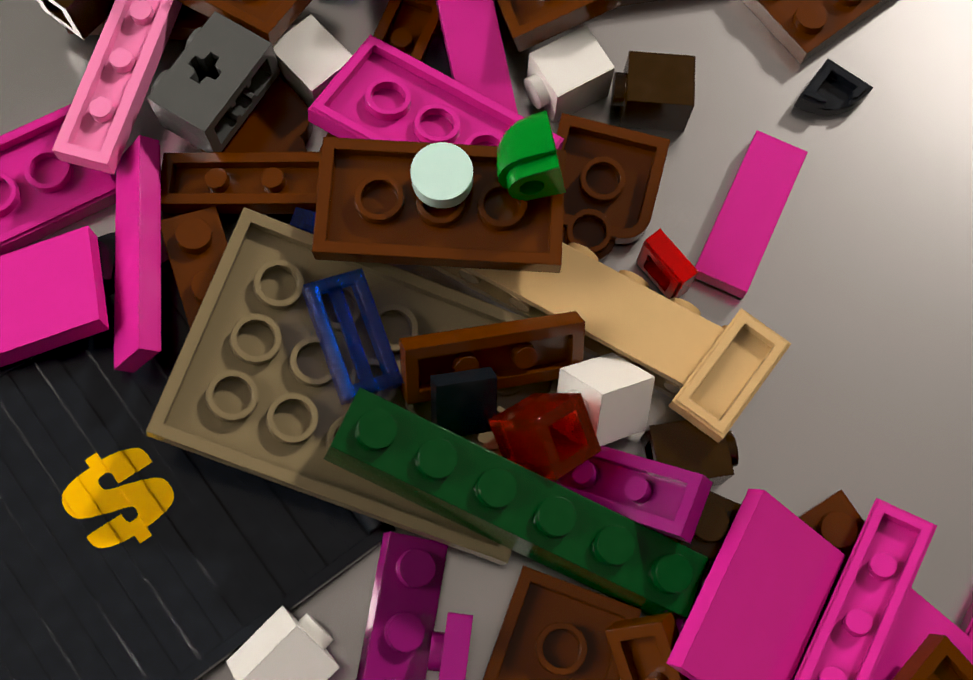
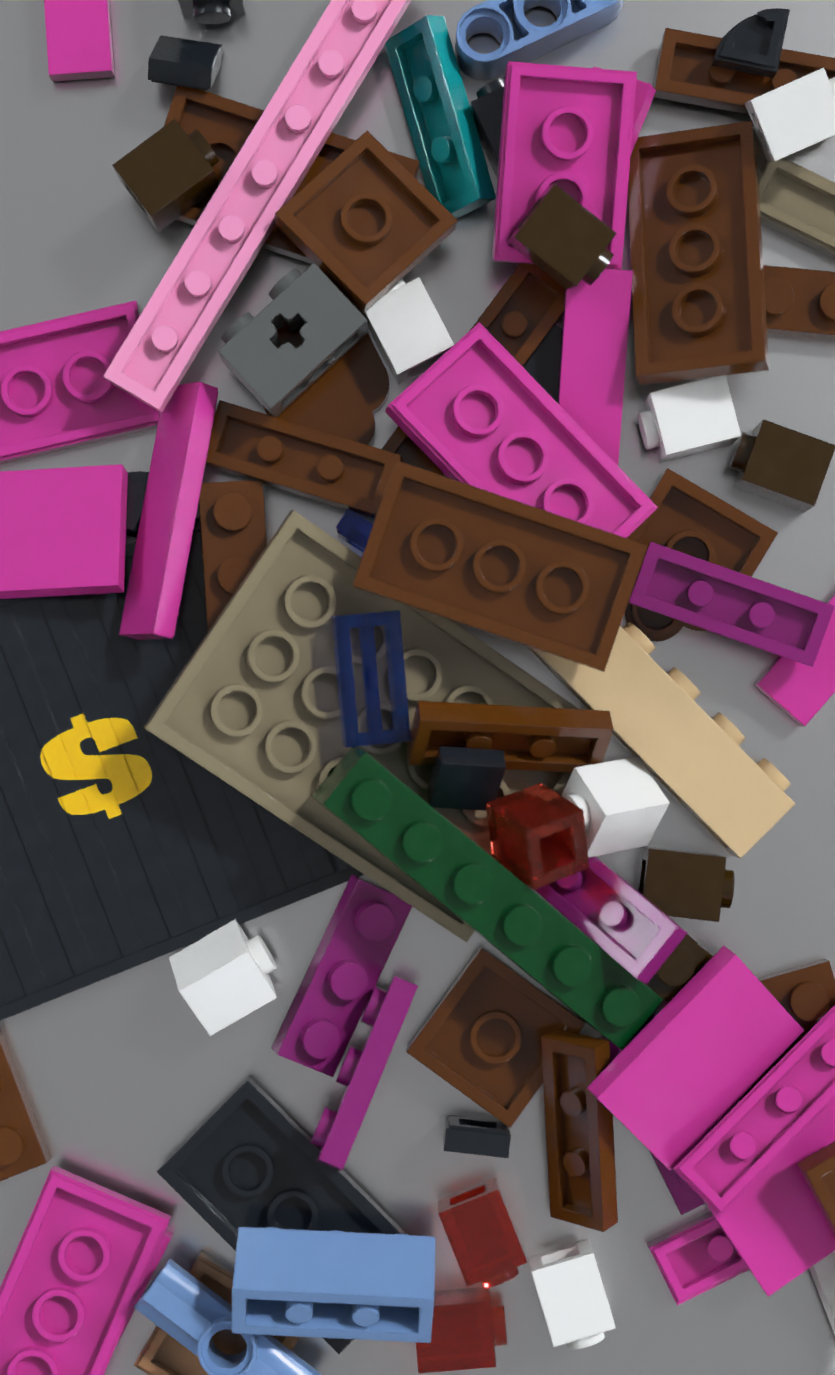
camera: 20 degrees right, 15 degrees up
(442, 175) = (507, 543): light aqua tile -> none
(529, 159) = (604, 554): green piece -> none
(652, 200) = (731, 604): none -> magenta plate
(666, 265) = (726, 675): red tile -> none
(729, 375) = (747, 821): tan tile -> none

